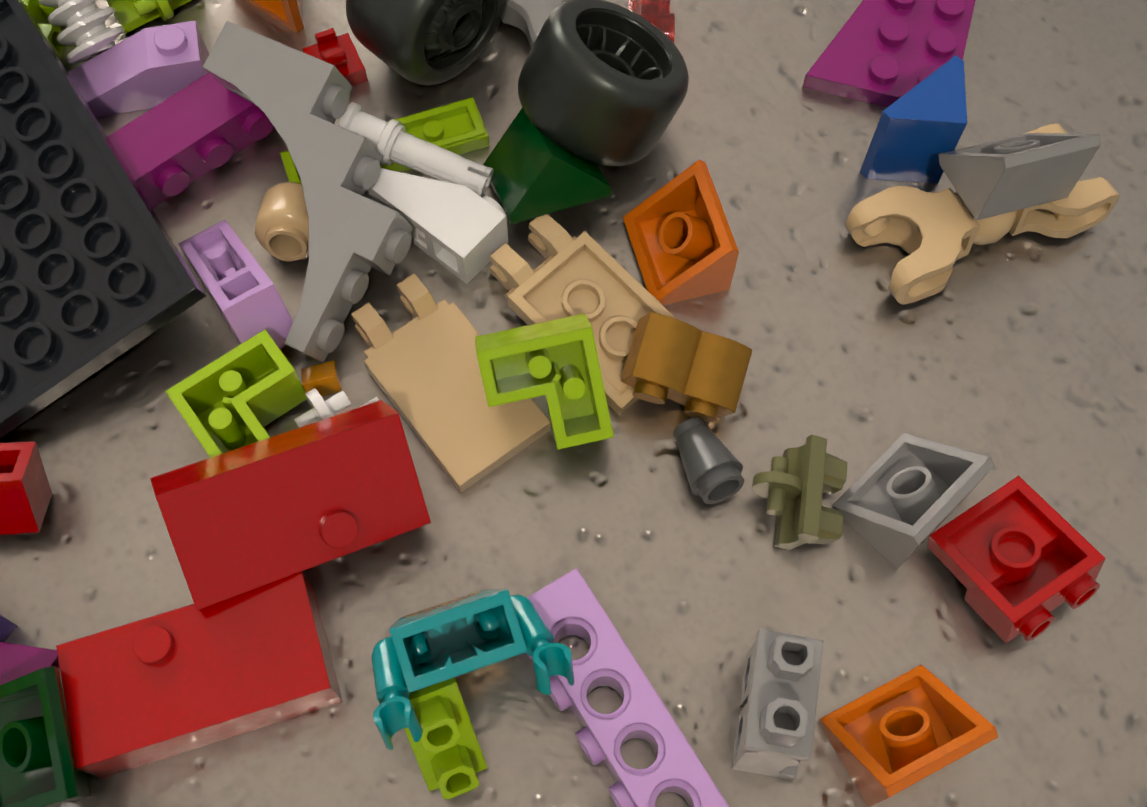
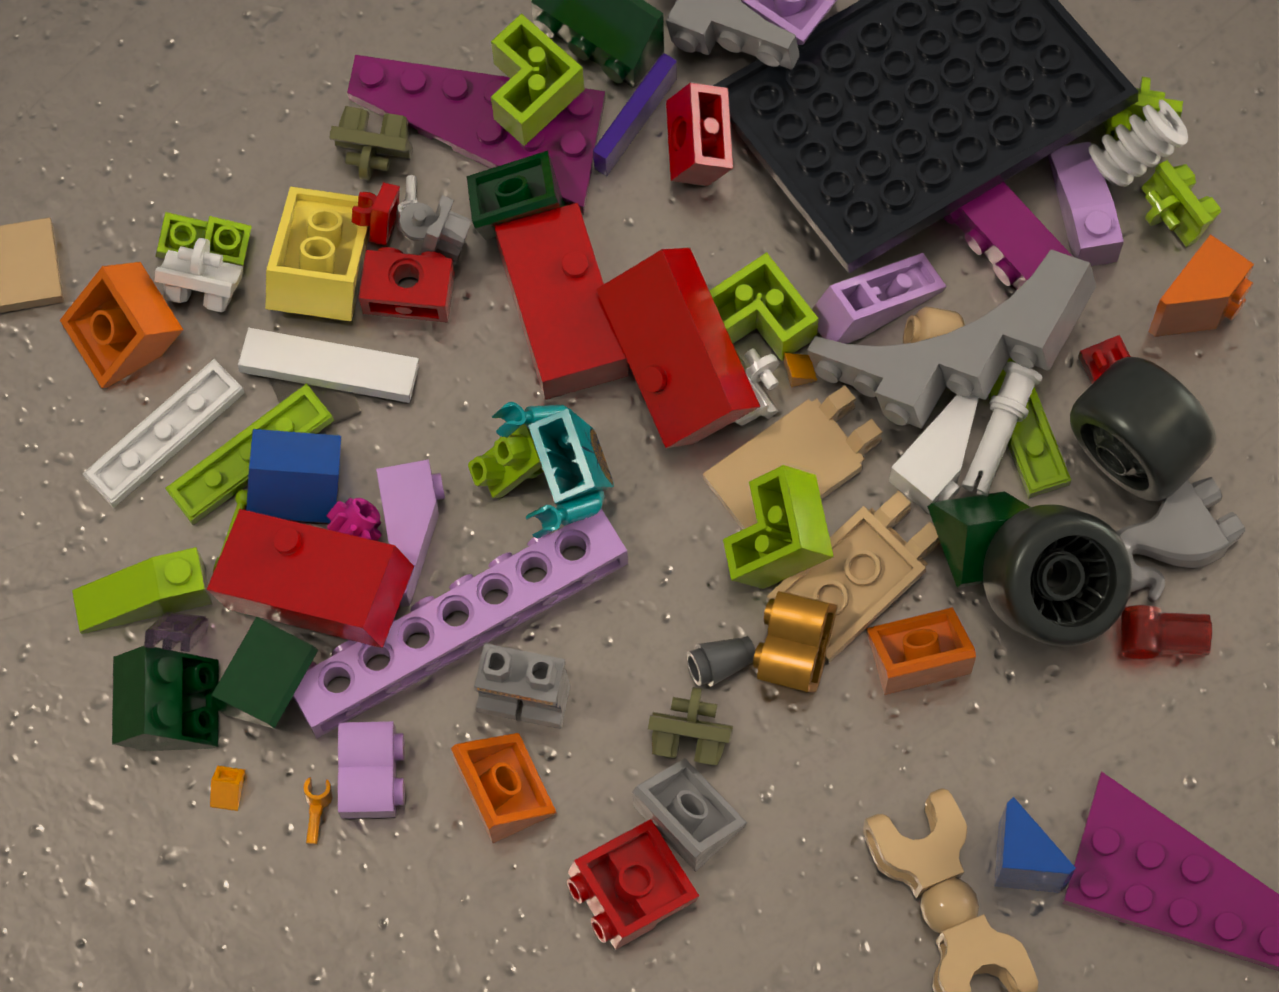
camera: 95 degrees right, 5 degrees up
(1018, 170) = (970, 911): light grey slope -> none

